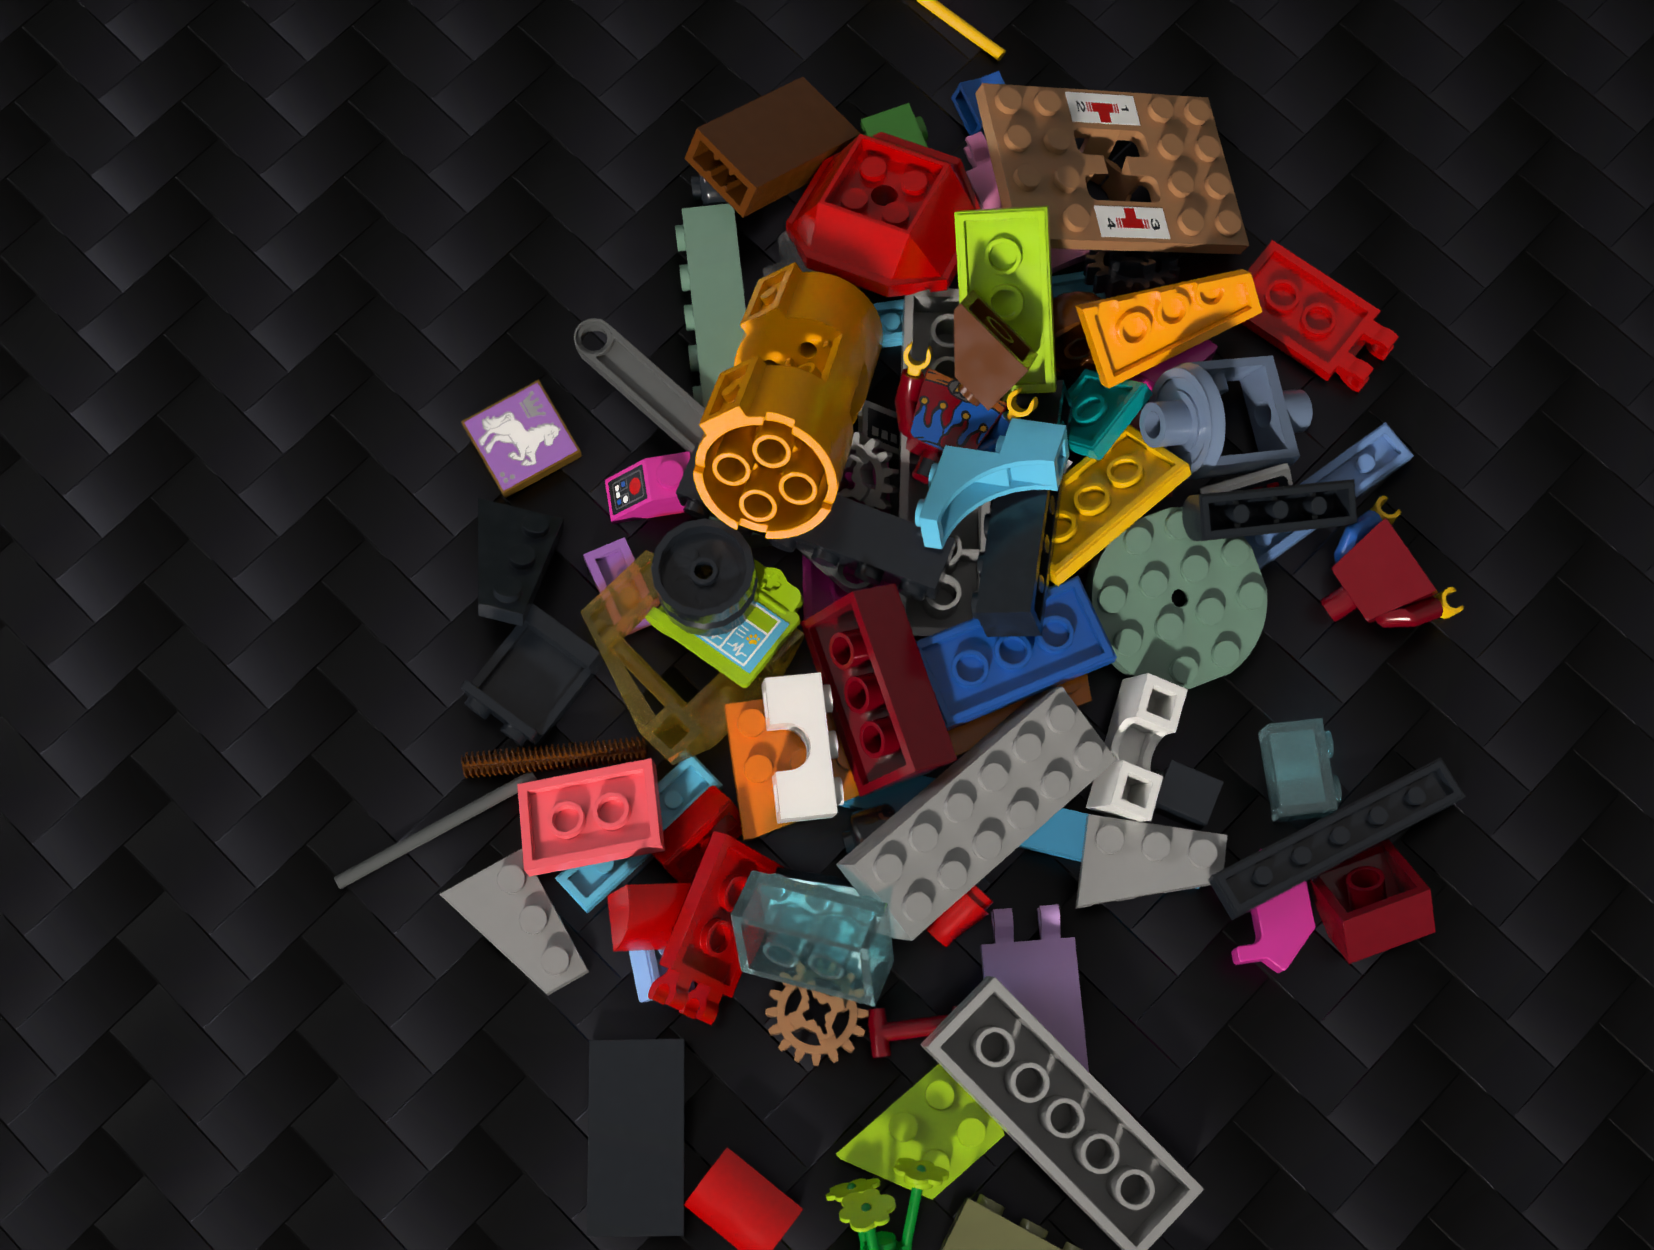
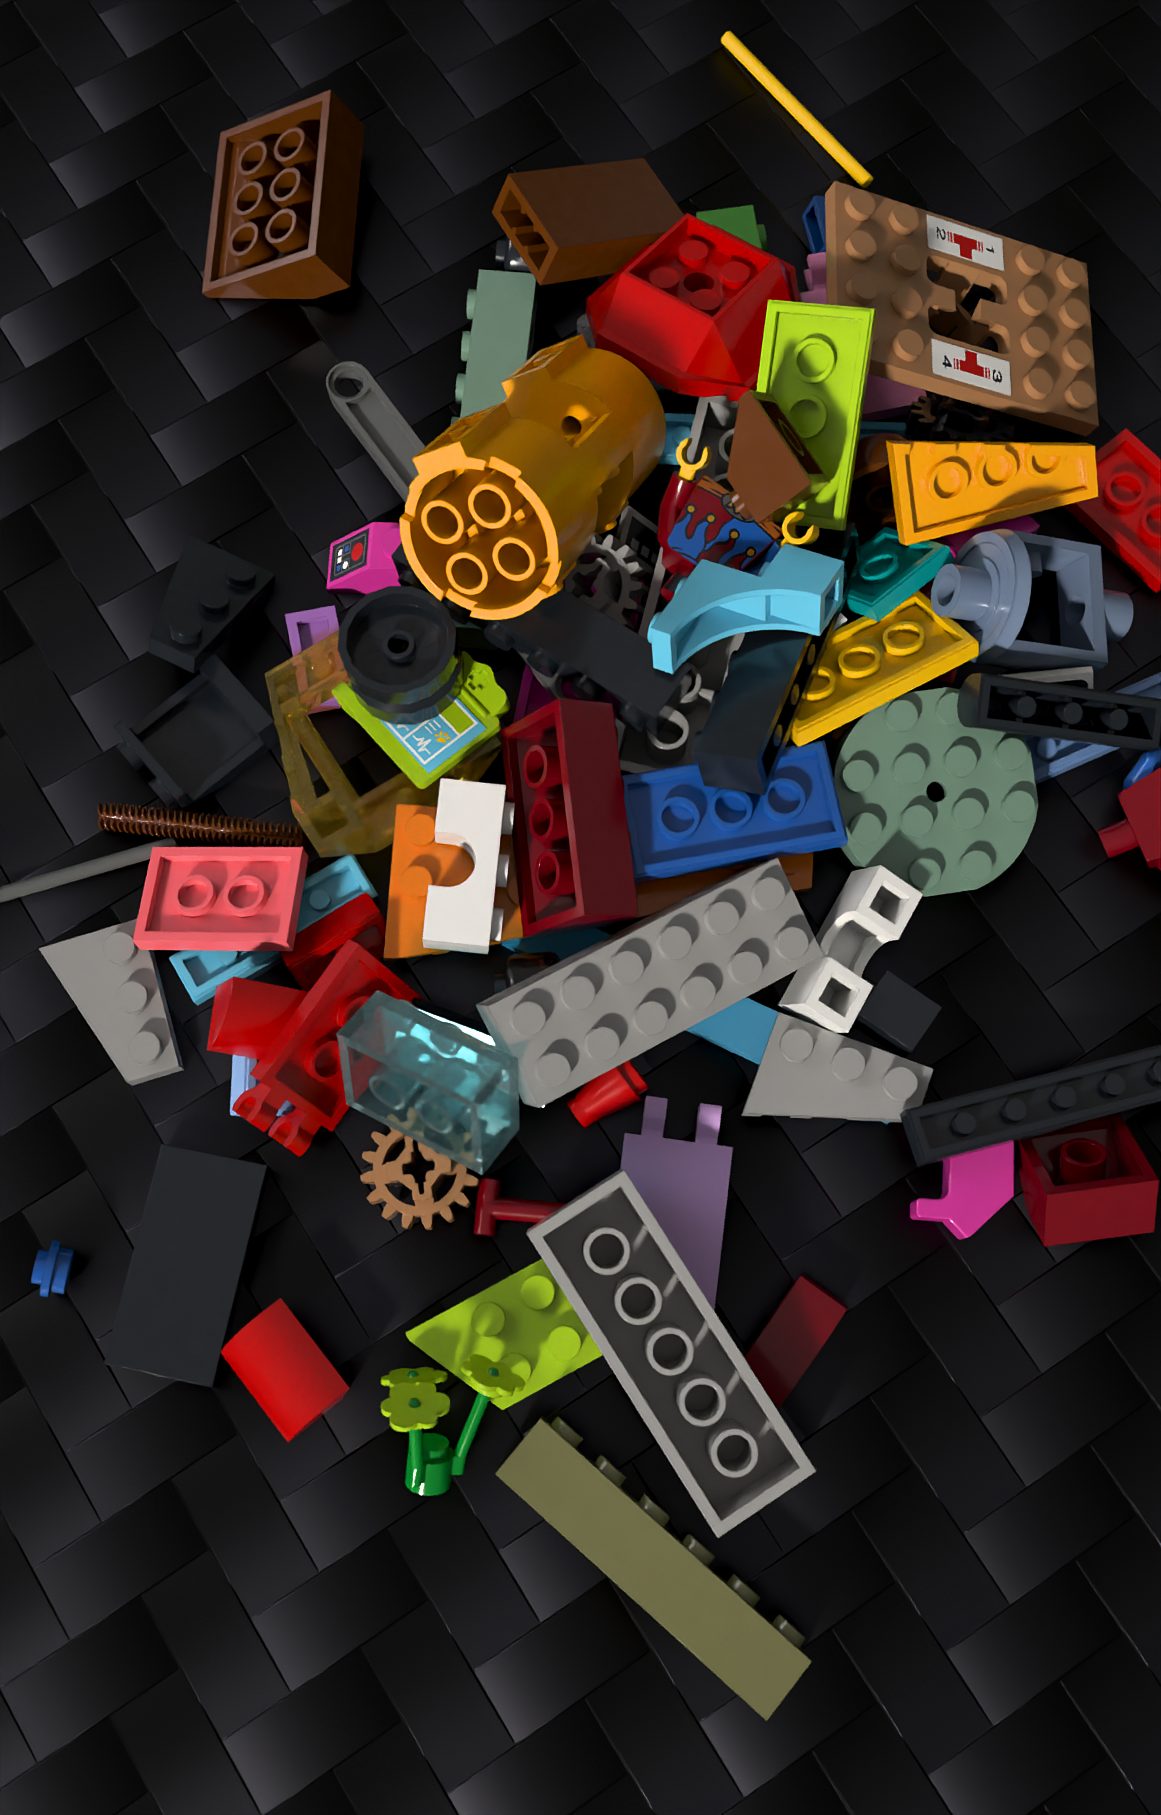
camera: 15 degrees right, 0 degrees up
(489, 176) = (286, 203): none -> reddish brown slope
(521, 439) = (251, 483): tile -> none
(523, 1167) = (53, 1269): none -> blue plate
(1160, 1083) = (793, 1337): none -> dark red slope
(1299, 769) = (1033, 1013): clear light blue brick -> none

